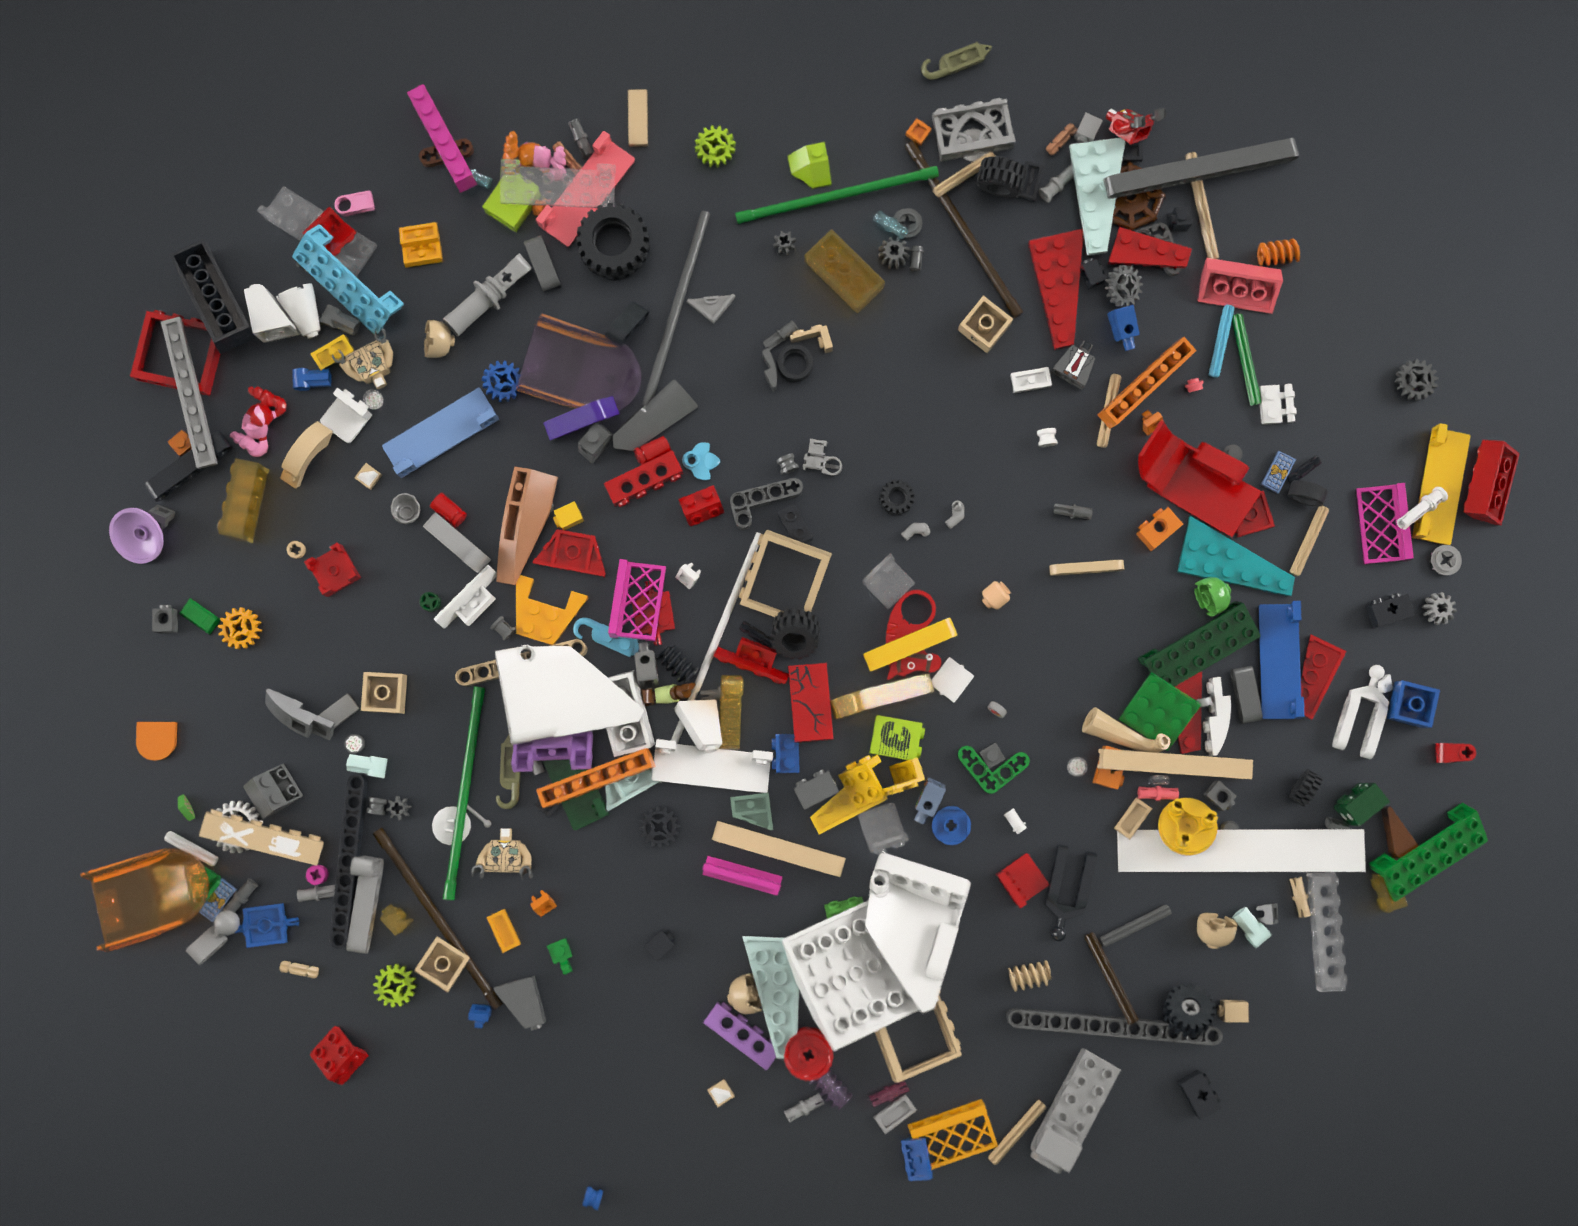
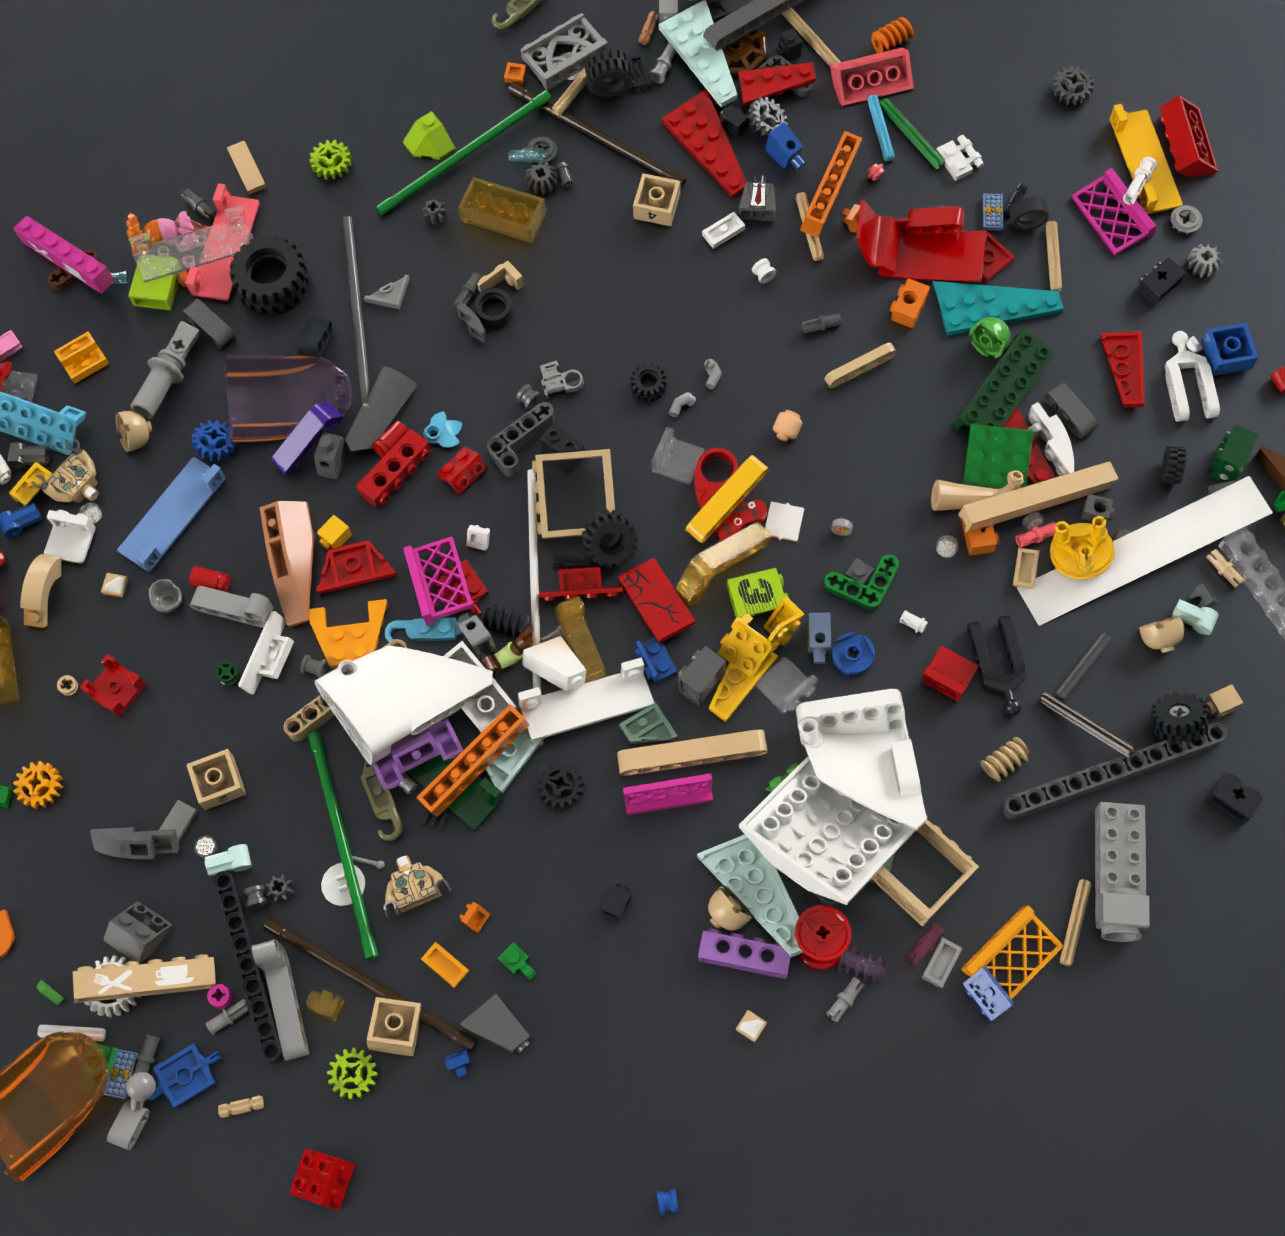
camera: 20 degrees left, 15 degrees down
(1280, 661) = (1086, 366): blue bracket -> none

